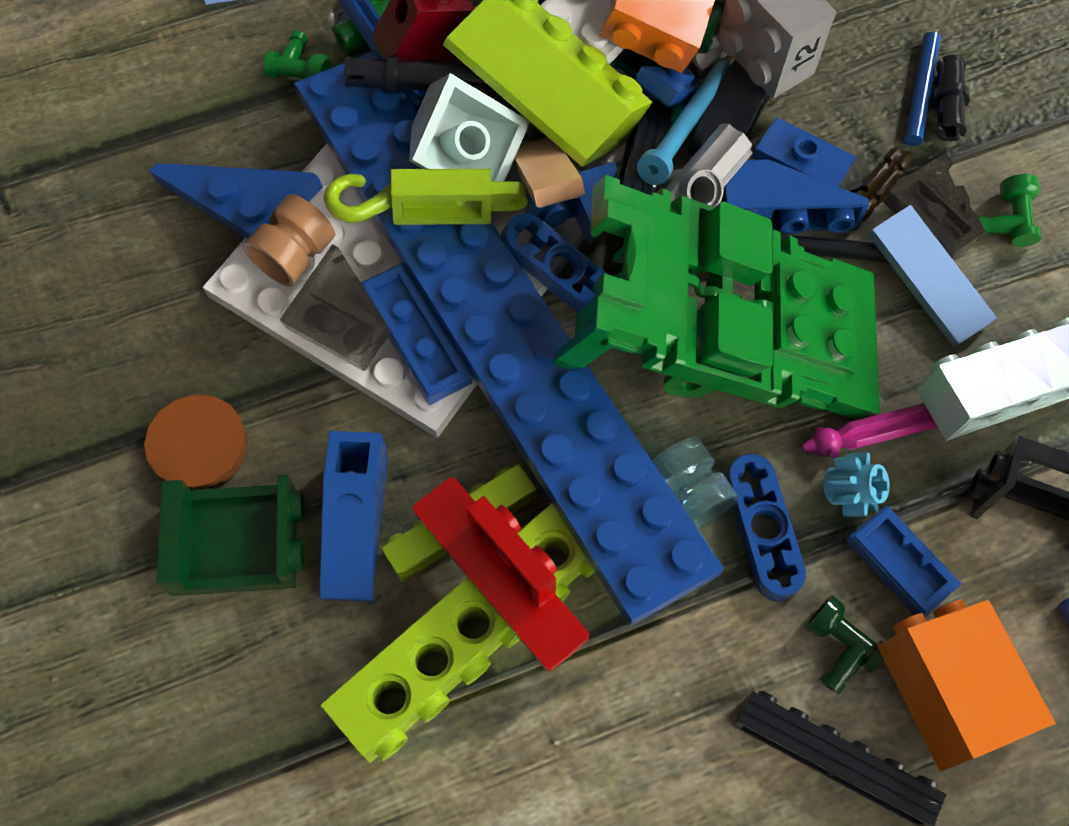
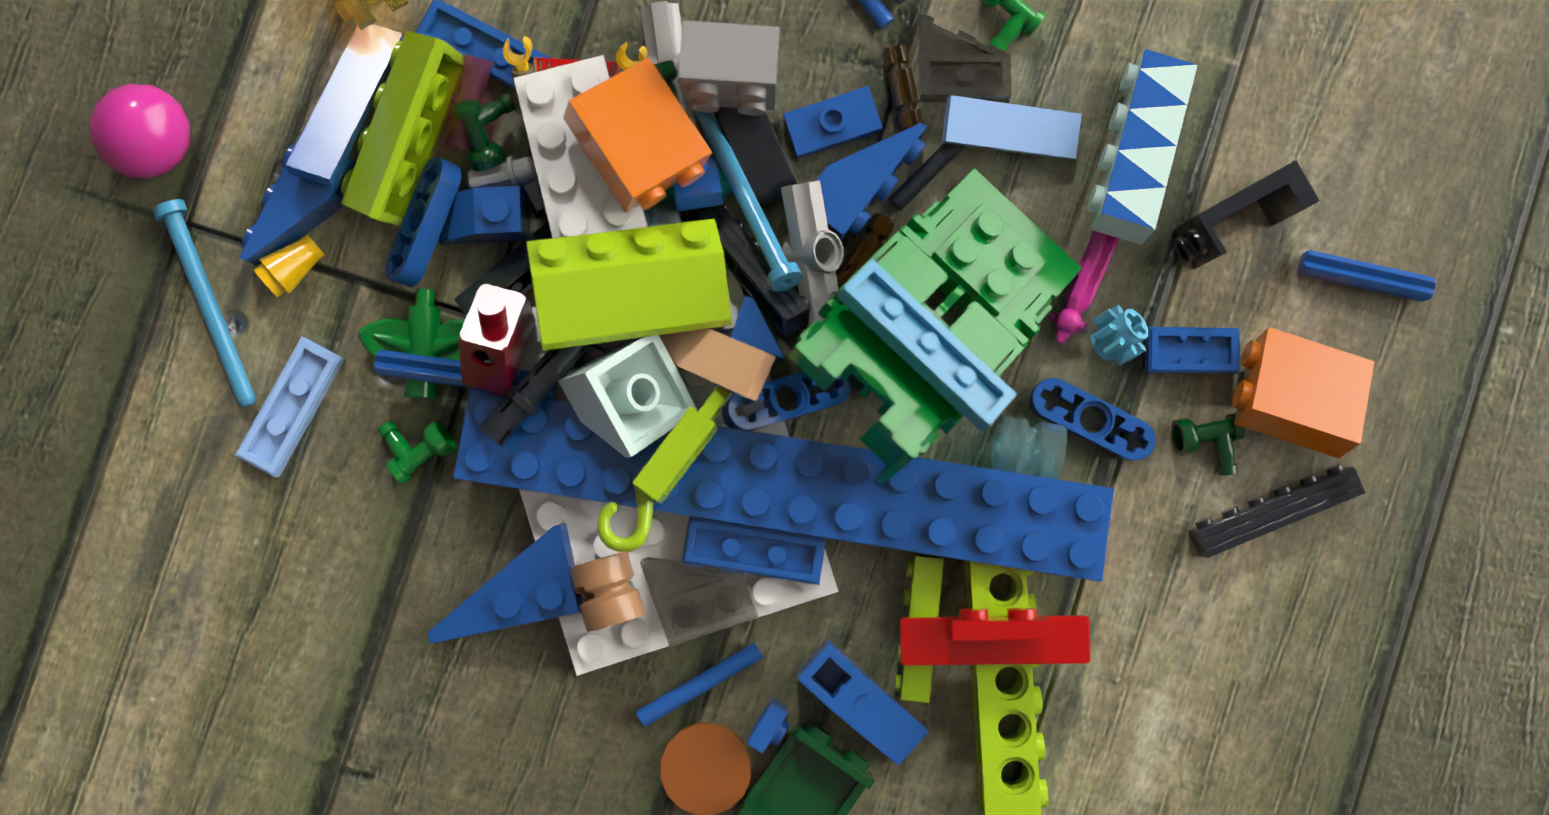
camera: 50 degrees left, 20 degrees up
(268, 386) = (699, 684): none -> blue bar
(271, 457) = (769, 727): none -> blue plate
(699, 279) = (926, 345): none -> plate

